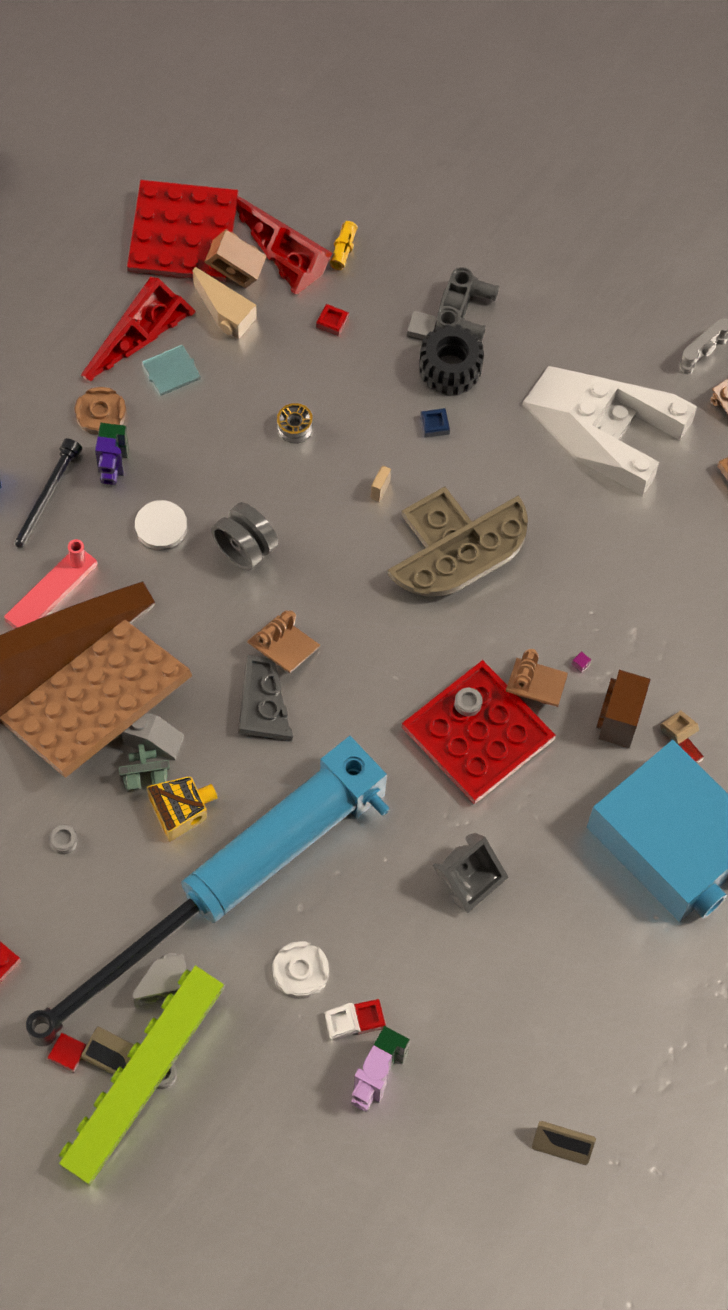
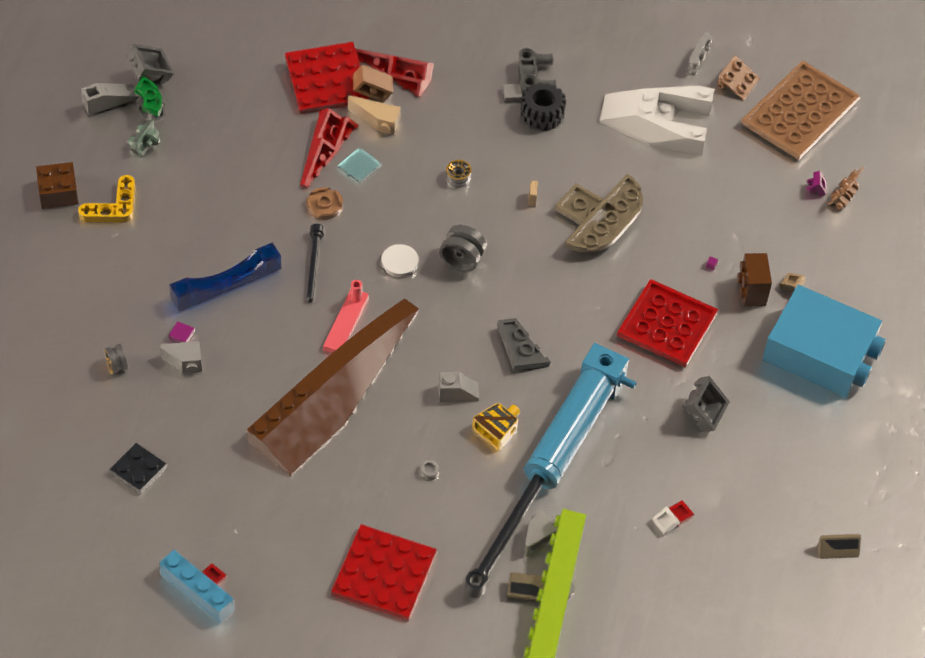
camera: 20 degrees left, 10 degrees down
(67, 1052) = (496, 596): red tile -> none
(95, 697) = (411, 374): medium nougat plate -> none
(110, 449) = (348, 223): dark purple hips -> none
(132, 773) = (456, 414): sand green hips -> none
(284, 642) = (516, 306): medium nougat hinge -> none
(300, 970) = (622, 499): white tile -> none
(332, 319) = (451, 105): red tile -> none
(343, 245) = (437, 58): yellow pin -> none
(372, 1080) = (704, 537): lavender hips -> none
(435, 422) = (548, 148): dark blue tile -> none
(468, 701) = (654, 305): light grey tile -> none
(536, 680) = (691, 281): medium nougat hinge -> none

